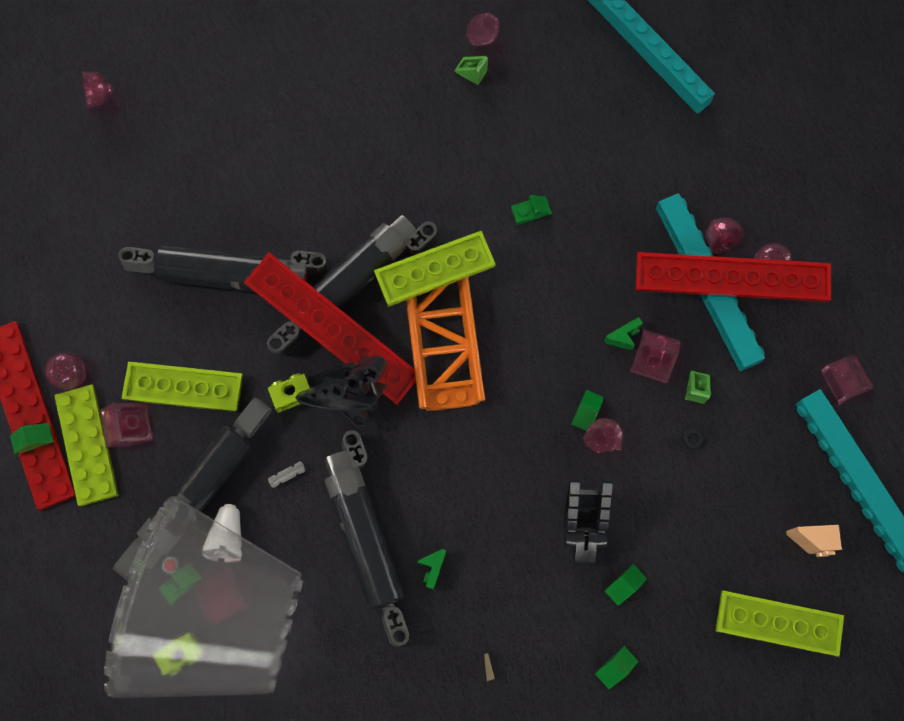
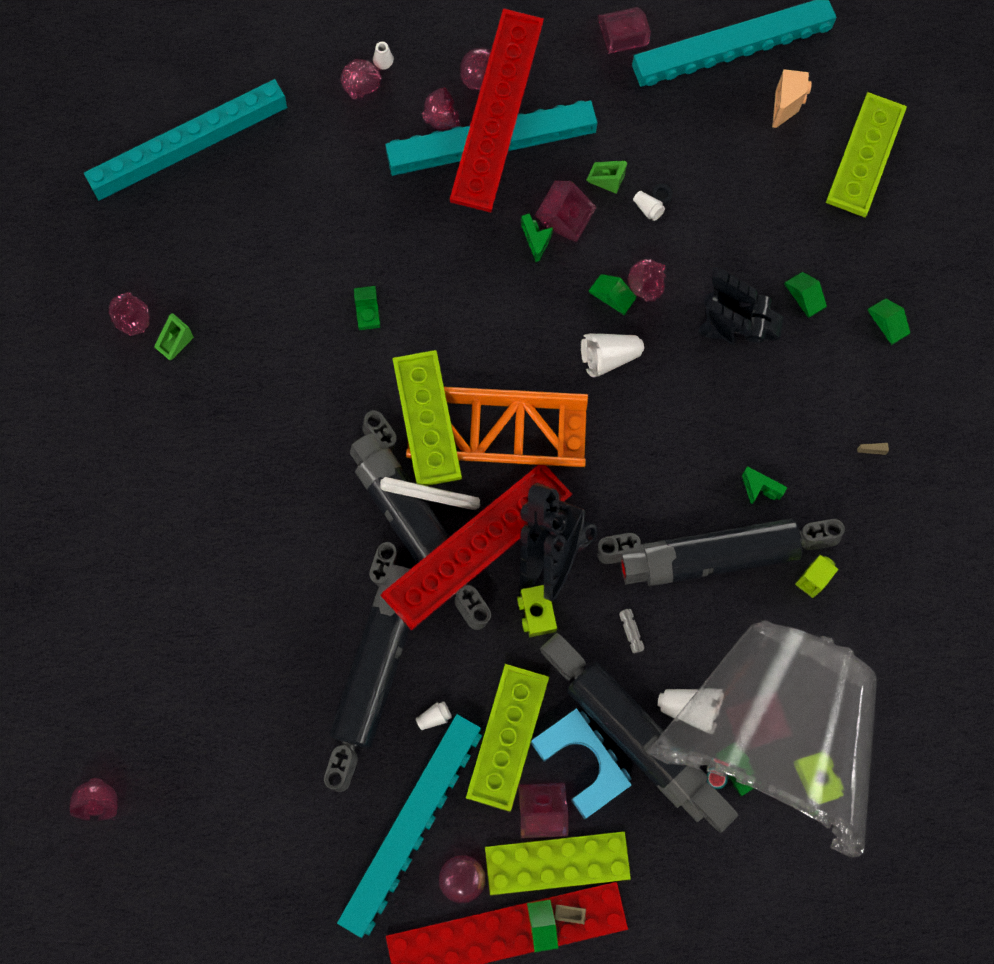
camera: 85 degrees left, 0 degrees up
(42, 460) = (570, 914): none -> dark tan piece
(103, 323) = (409, 826): none -> teal brick
(158, 476) = (575, 730): none -> medium azure arch
(192, 326) = (434, 716): none -> white cone
(355, 627) = (817, 576): none -> lime brick
(370, 281) = (429, 493): none -> white axle
(530, 415) = (609, 351): none -> white cone
(677, 429) = (650, 206): none -> white cone
(737, 164) = (360, 78): none -> clear pink hair
(762, 178) = (382, 56): none -> white cone

